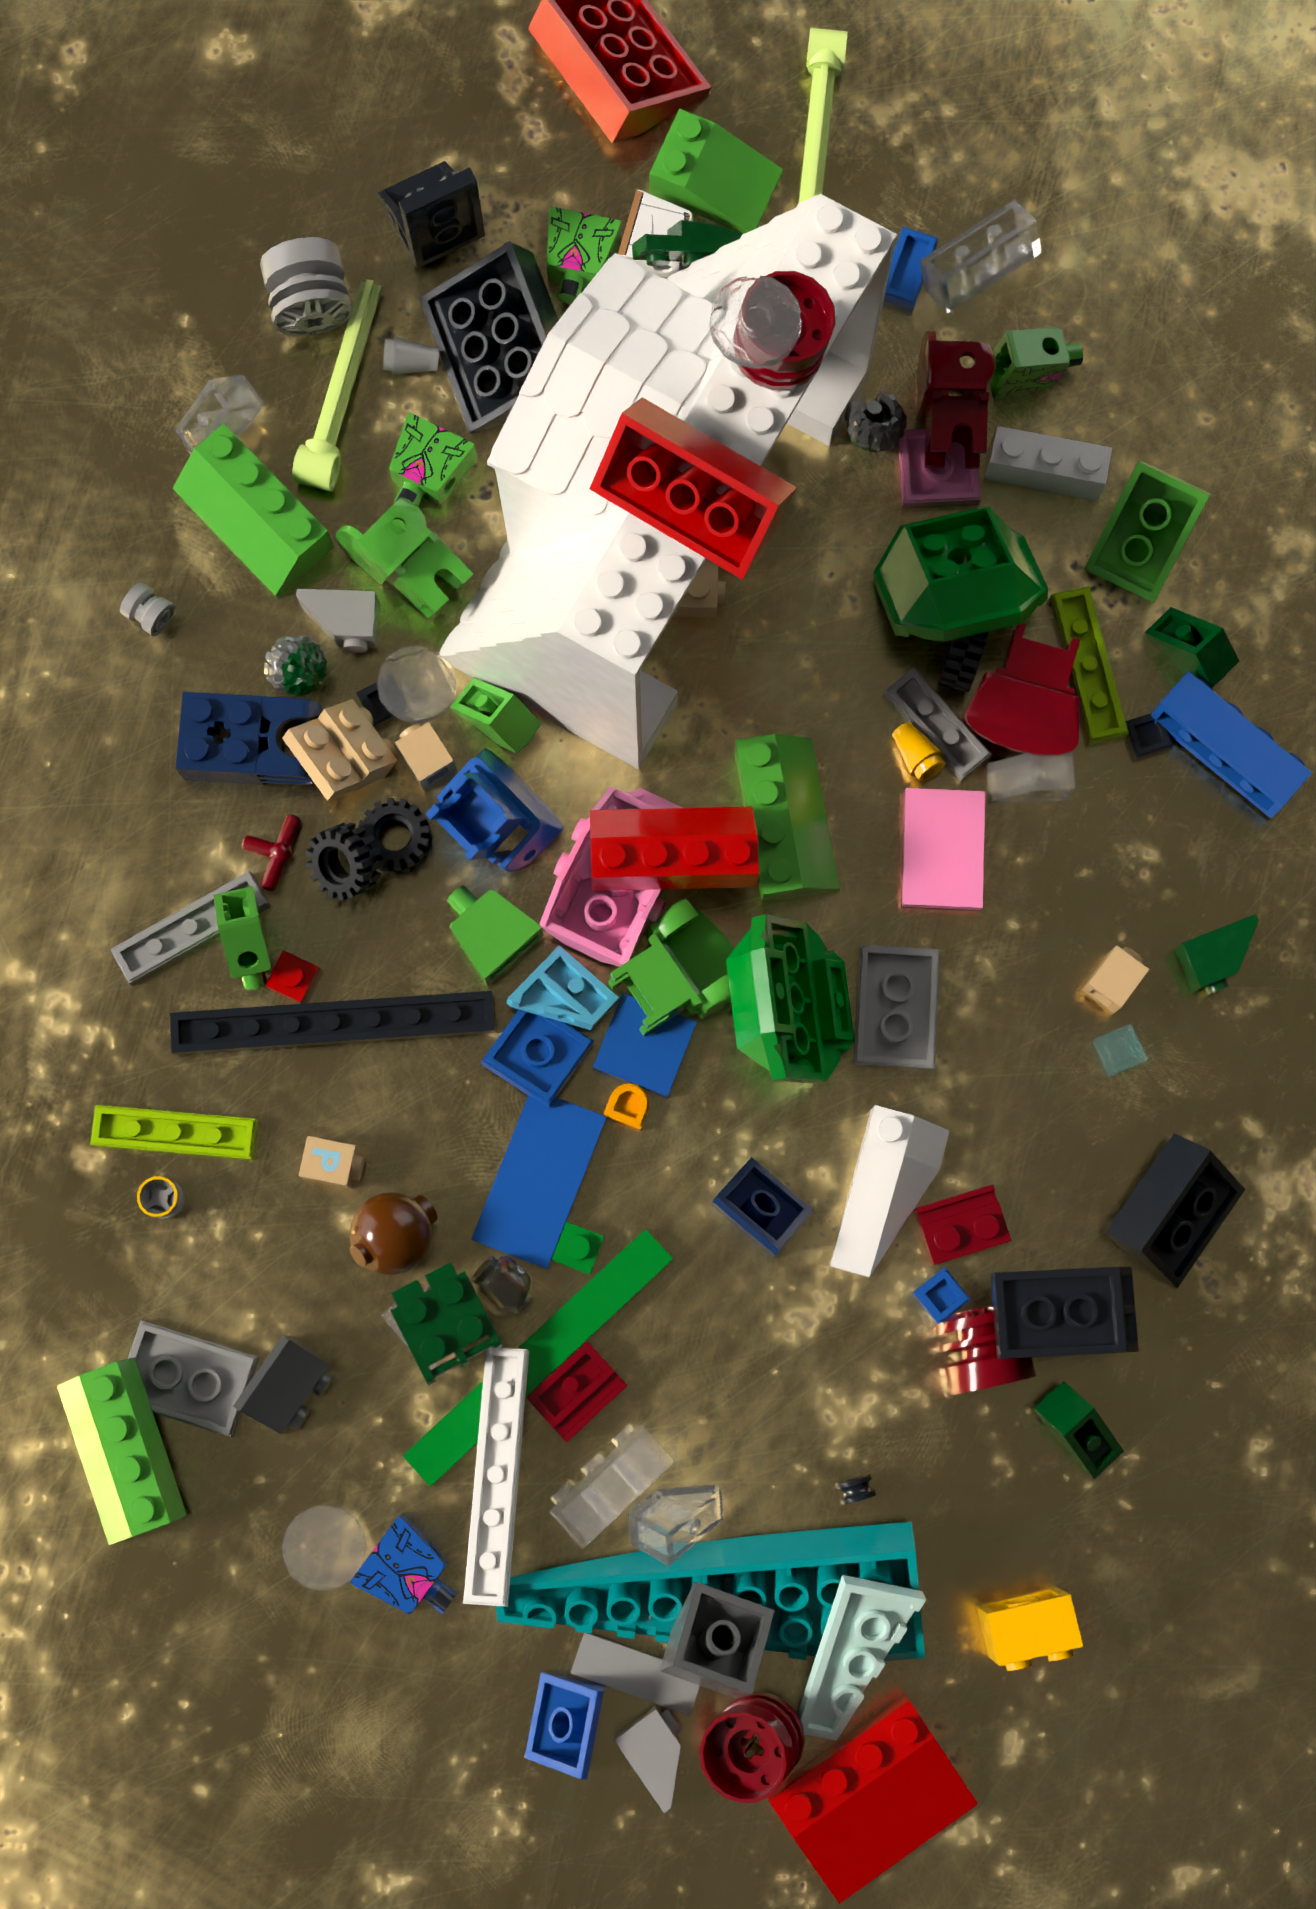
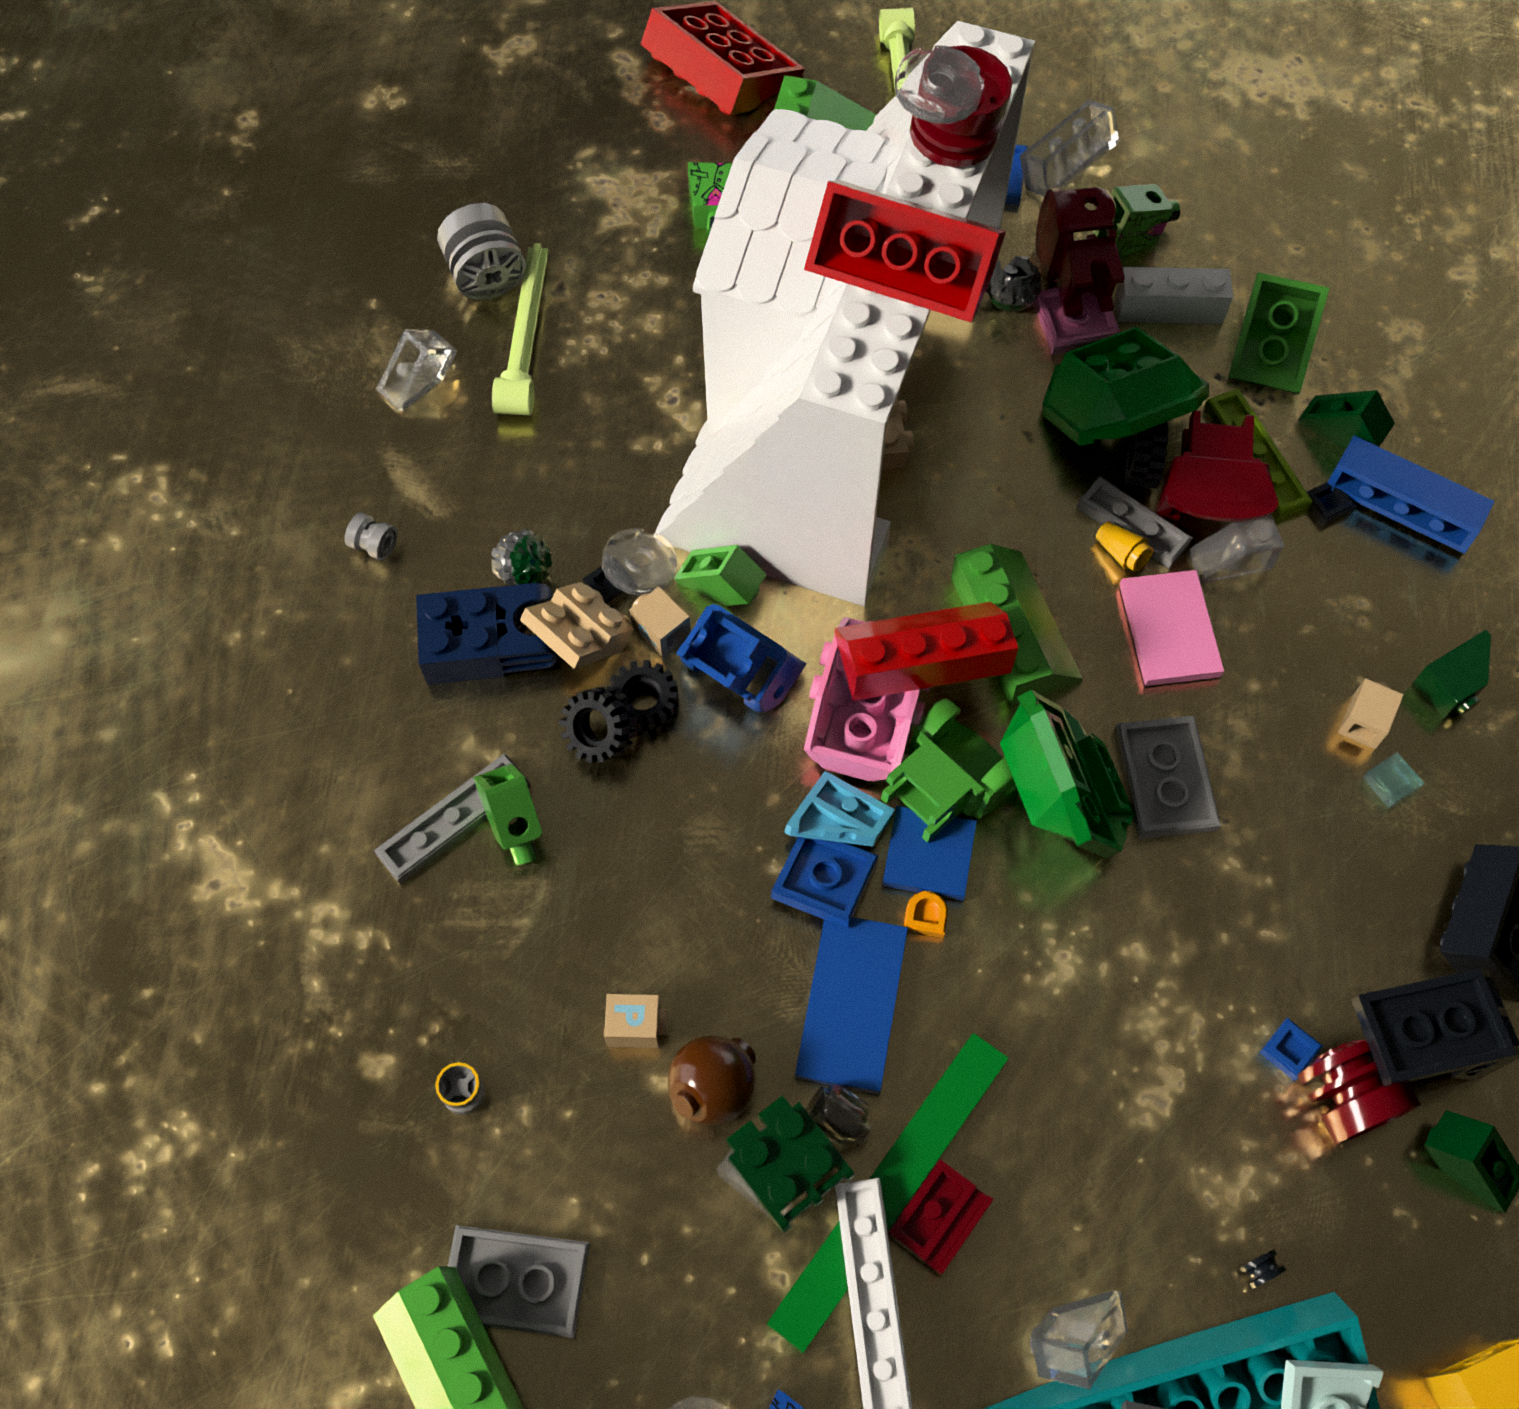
camera: 10 degrees left, 15 degrees down
(174, 1132) = (464, 1021): lime tile -> none
(251, 511) = (459, 439): bright green slope -> none
(277, 852) = (530, 733): dark red piece -> none
(285, 1385) = (627, 1264): dark grey slope -> none
(292, 977) = (563, 847): red plate -> none
(332, 1022) = (609, 883): black plate -> none
(344, 615) = (558, 513): light grey slope -> none
(391, 542) = (590, 450): bright green piece -> none
(407, 356) = (582, 298): light grey cone -> none
(429, 461) = (617, 376): bright green torso -> none
(434, 212) = (591, 176): black bracket -> none
(490, 331) = (651, 270): black slope -> none
(491, 931) = (755, 769): bright green torso -> none
(578, 1248) = (907, 1066): green plate -> none
(610, 1484) = (1000, 1312): clear brick -> none
(761, 1207) = (1085, 993): dark blue slope -> none
(890, 1177) = (1205, 942): white wedge -> none
(962, 1225) = (1291, 974): dark red plate -> none

